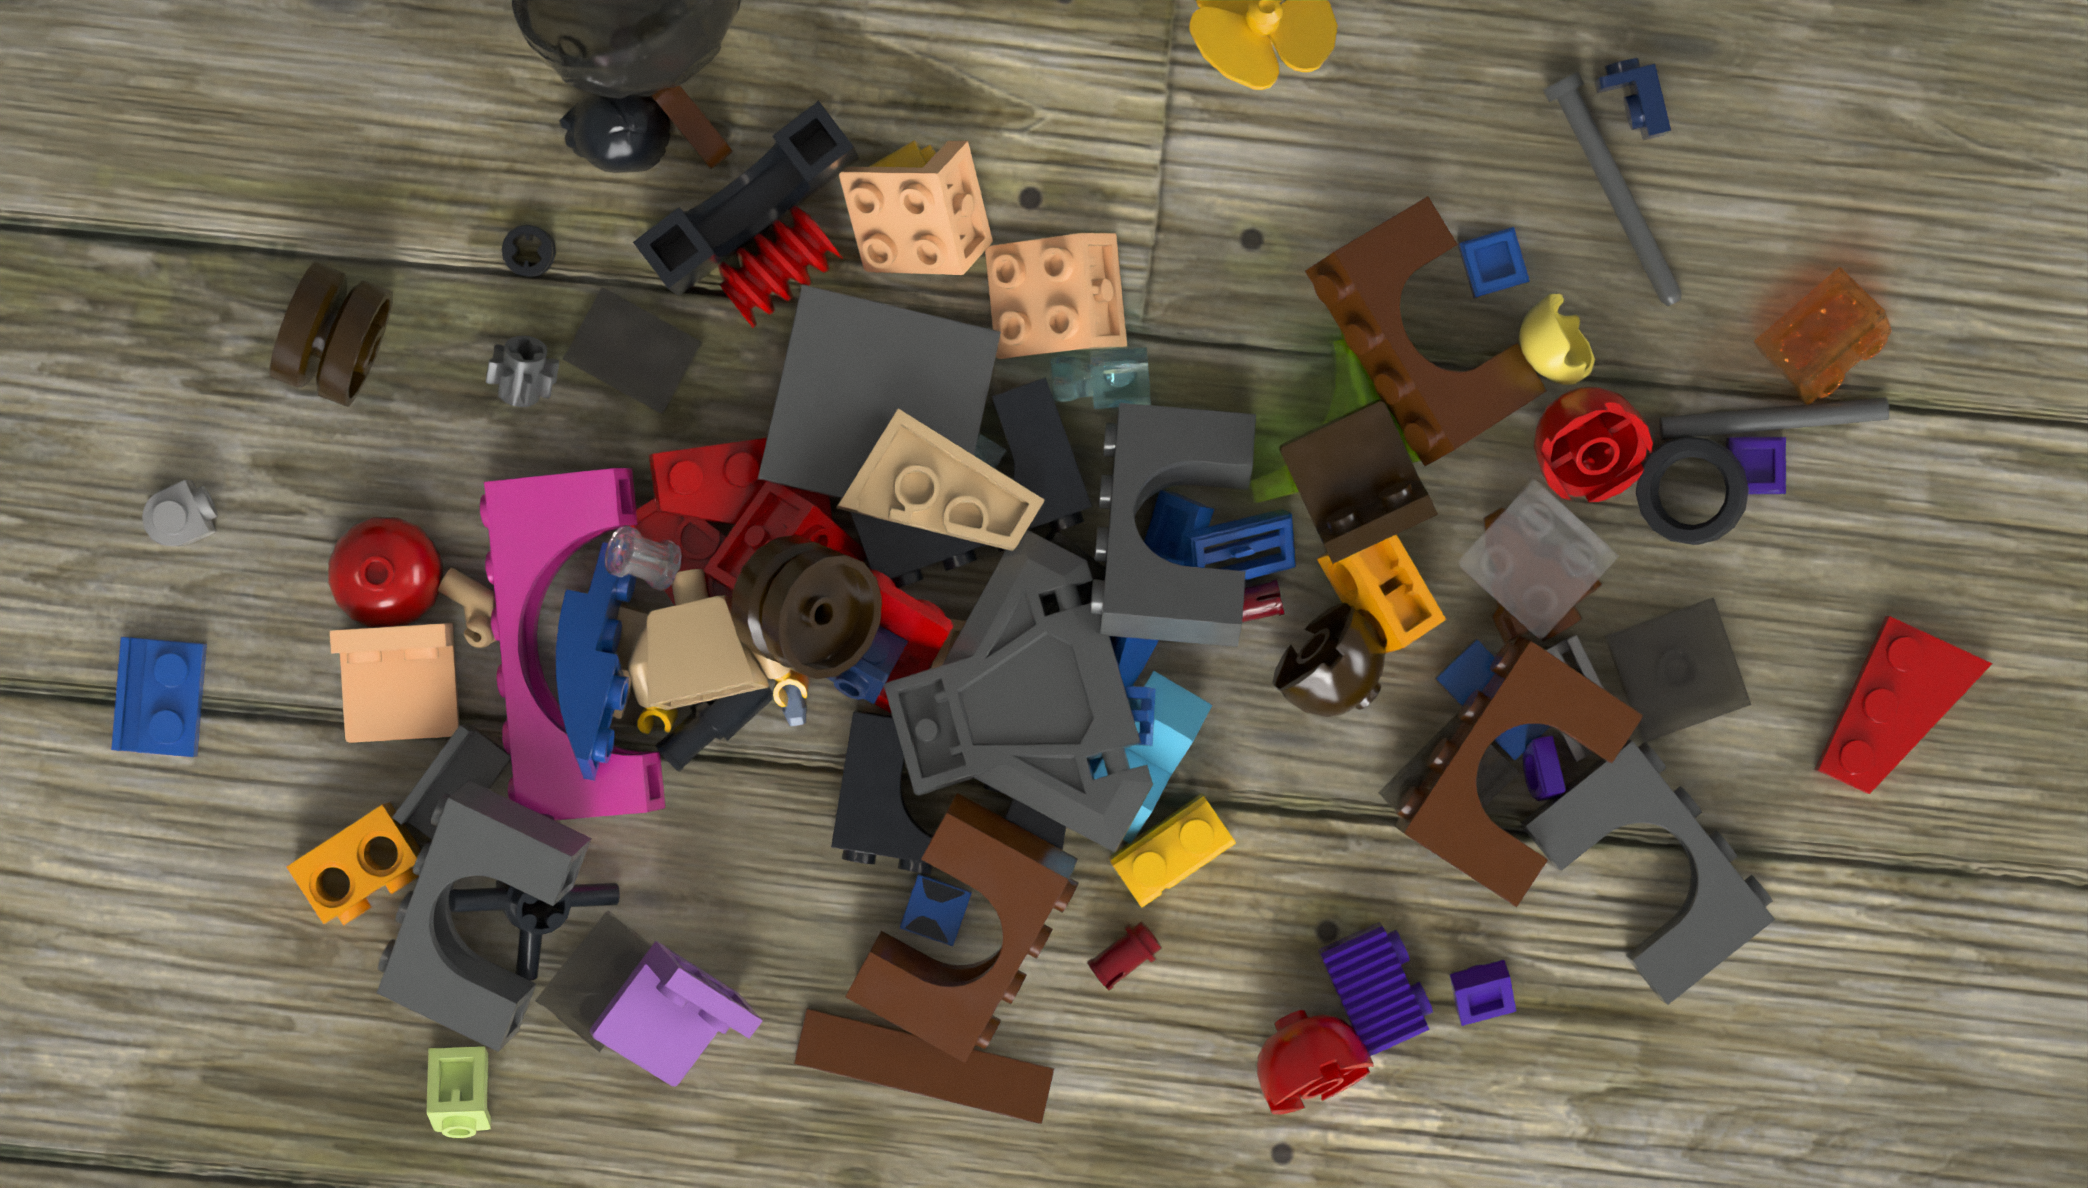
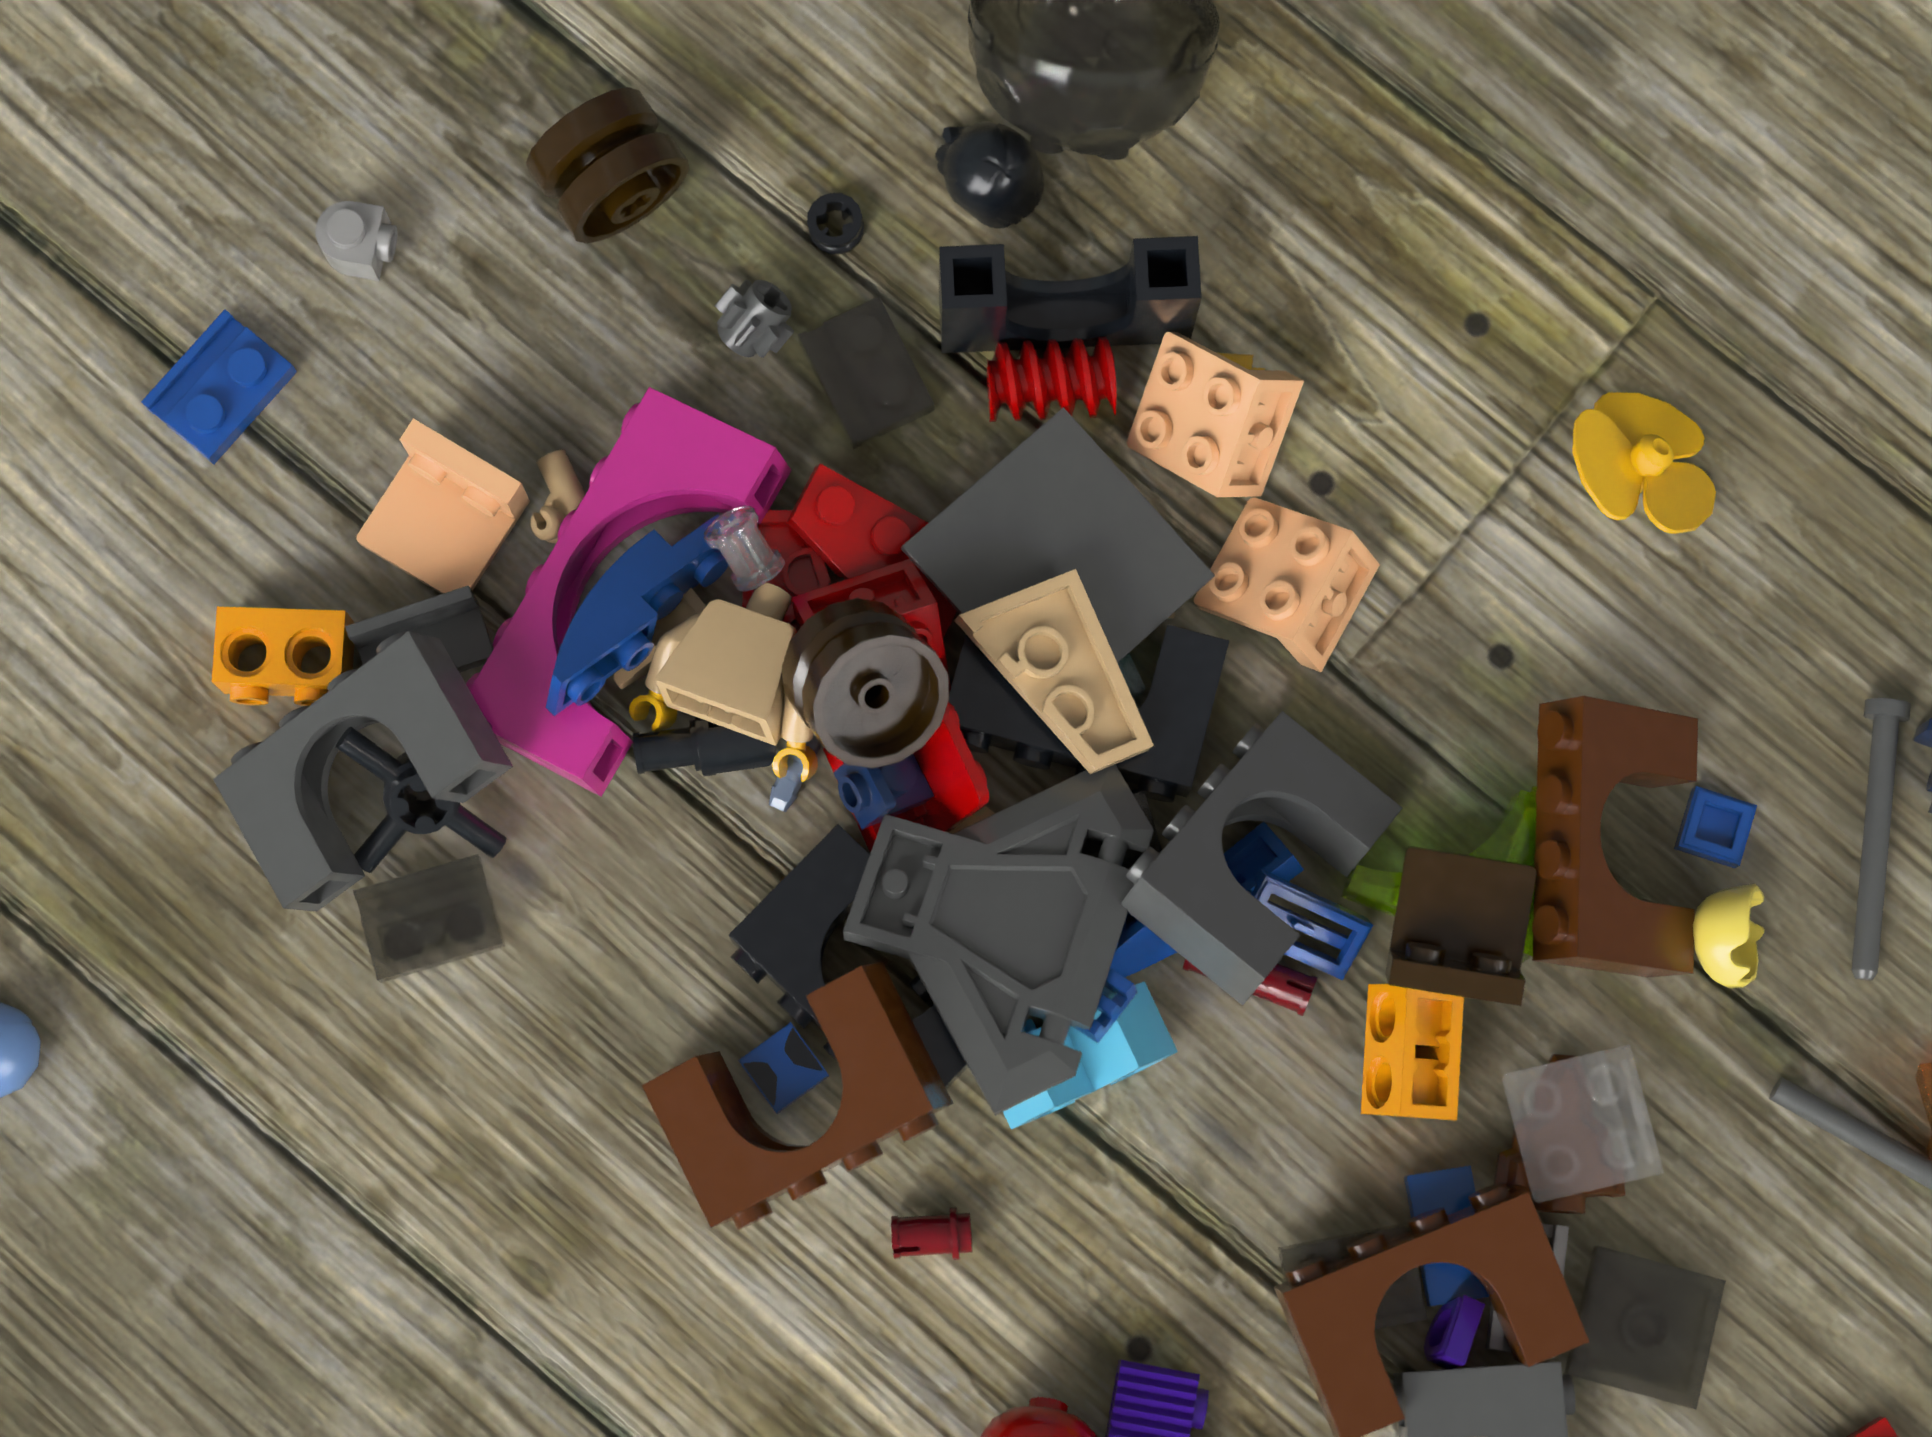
camera: 30 degrees right, 10 degrees down
(385, 572) = (503, 411): red cylinder -> none
(458, 1090) = (221, 926): yellowish green bracket -> none
(670, 1015) = (466, 989): medium lavender bracket -> none
(693, 125) = (1061, 206): reddish brown beam -> none
(918, 1067) = (668, 1211): reddish brown piece -> none
(1110, 378) = (1283, 685): clear light blue plate -> none
(1171, 850) = (1046, 1162): yellow brick -> none
(1335, 666) = (1319, 1095): dark brown cylinder -> none
(1591, 444) = (1704, 1051): red cylinder -> none
(1735, 497) = (1787, 1117): black tyre -> none
(1763, 462) = (1844, 1185): dark purple tile -> none

